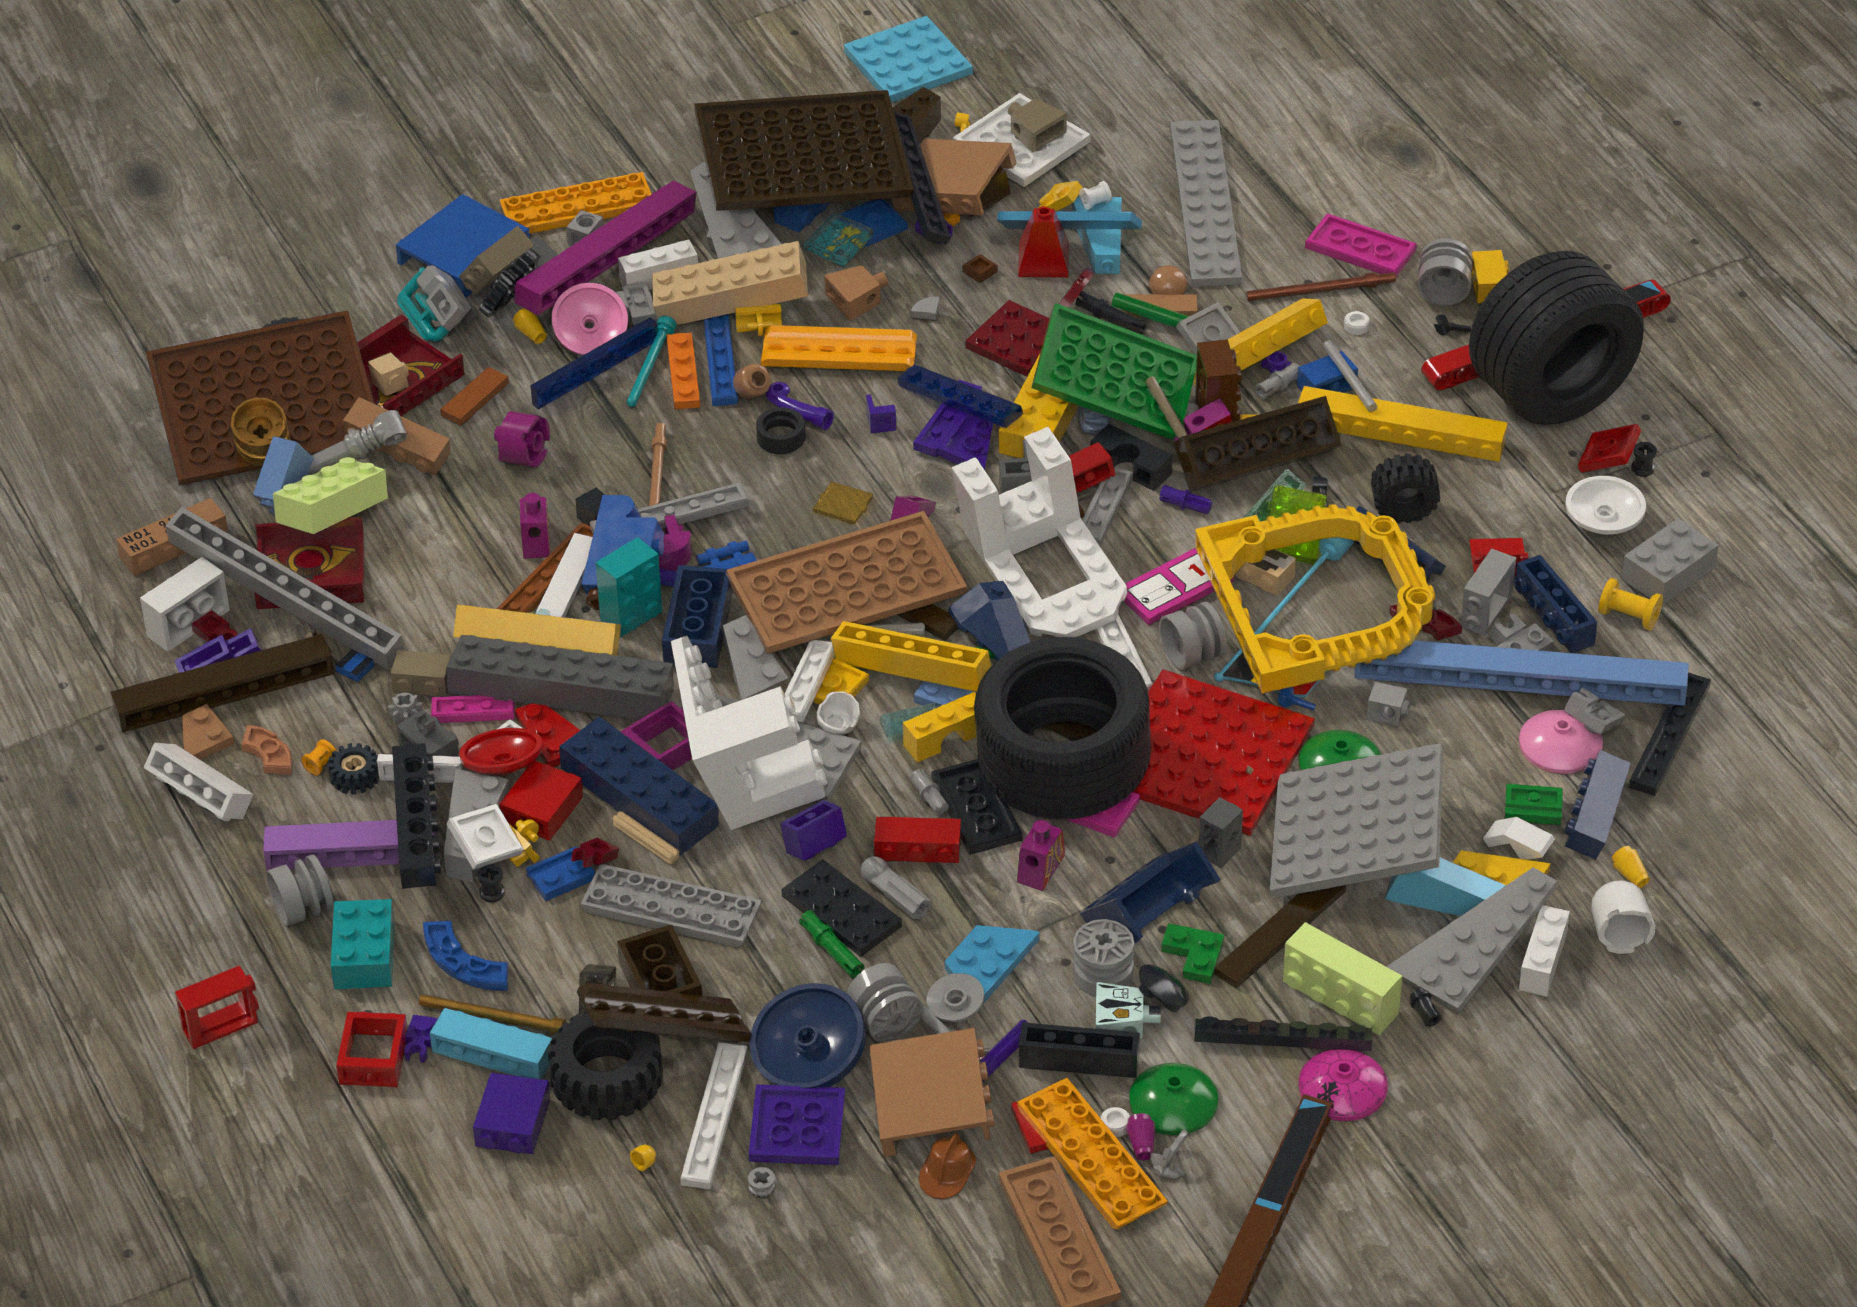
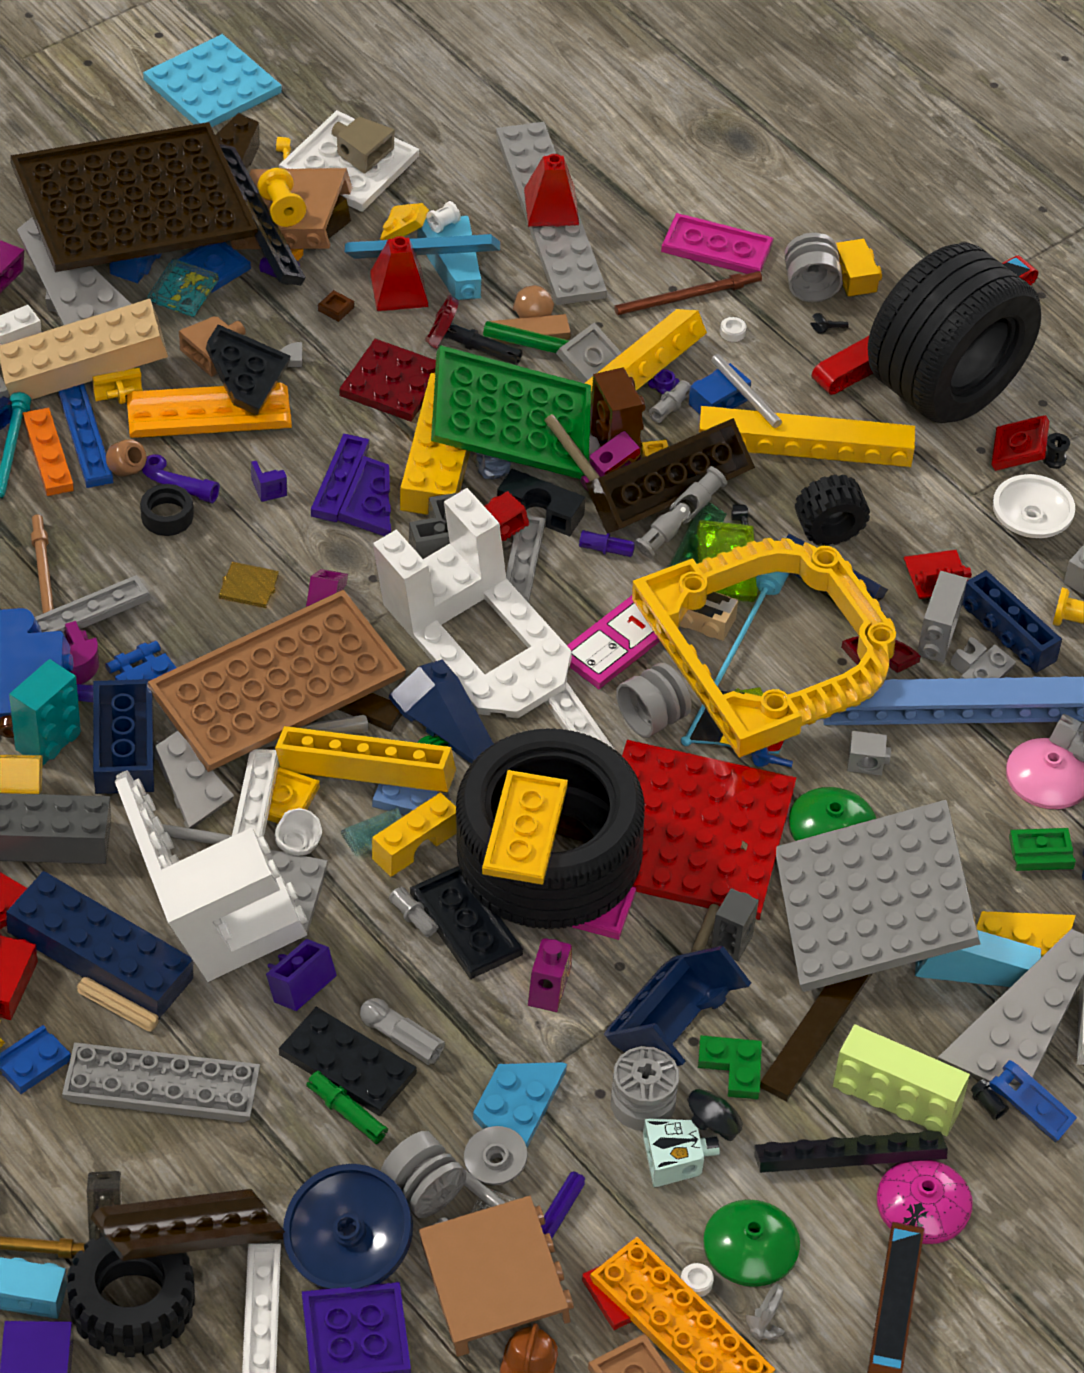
camera: 15 degrees left, 5 degrees up
(596, 852) = (67, 1030): dark red plate -> none
(654, 724) = (112, 858): magenta window -> none
(658, 962) = (165, 1162): dark brown brick -> none
(879, 312) = (246, 367): none -> black plate
(917, 839) = (414, 971): red brick -> none
(944, 172) = (286, 206): none -> yellow piece
(960, 396) = (350, 453): clear blue plate -> none
(1031, 716) = (525, 827): none -> yellow tile
(1079, 1050) = (643, 1202): black brick -> none
(1141, 1135) = (730, 1294): magenta cone -> none
(1205, 184) = (551, 194): none -> red slope
(1247, 486) = (667, 525): none -> light grey piece
(1464, 1012) = (1033, 1101): none -> blue plate
(1525, 838) = (1046, 891): white slope -> none

